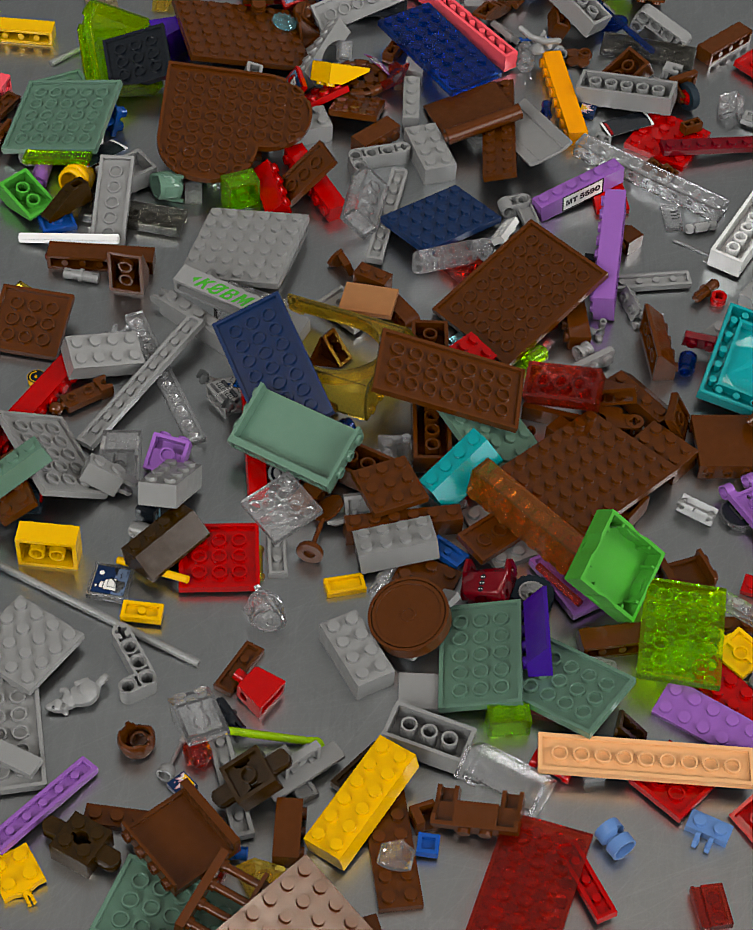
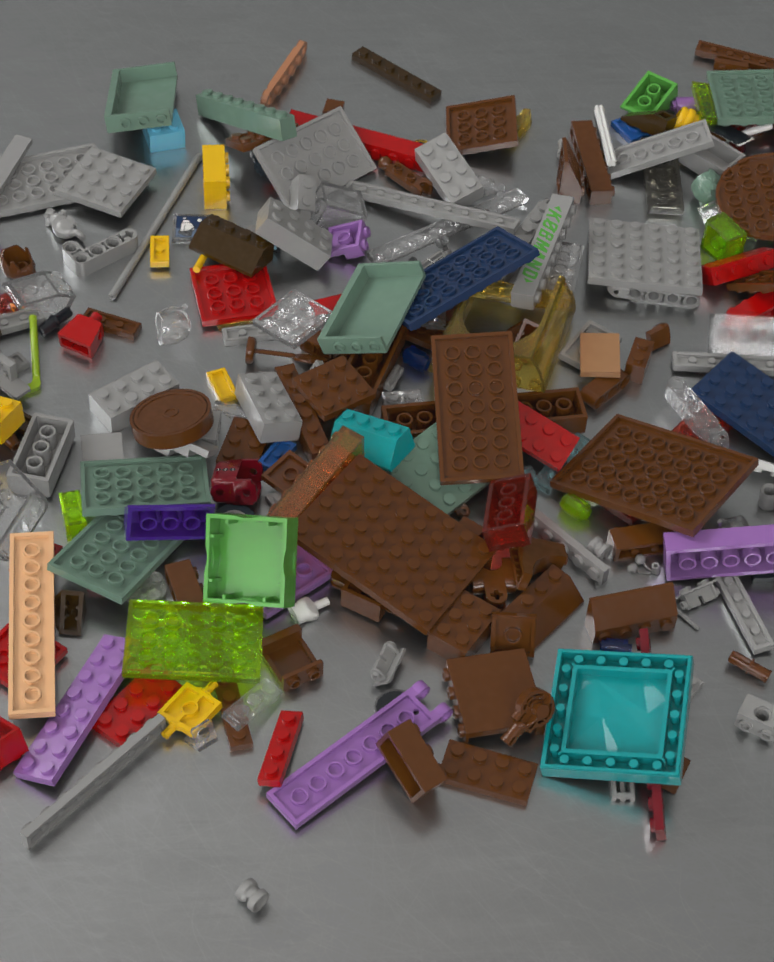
camera: 80 degrees right, 0 degrees up
(721, 295) = (744, 688): red bush -> none

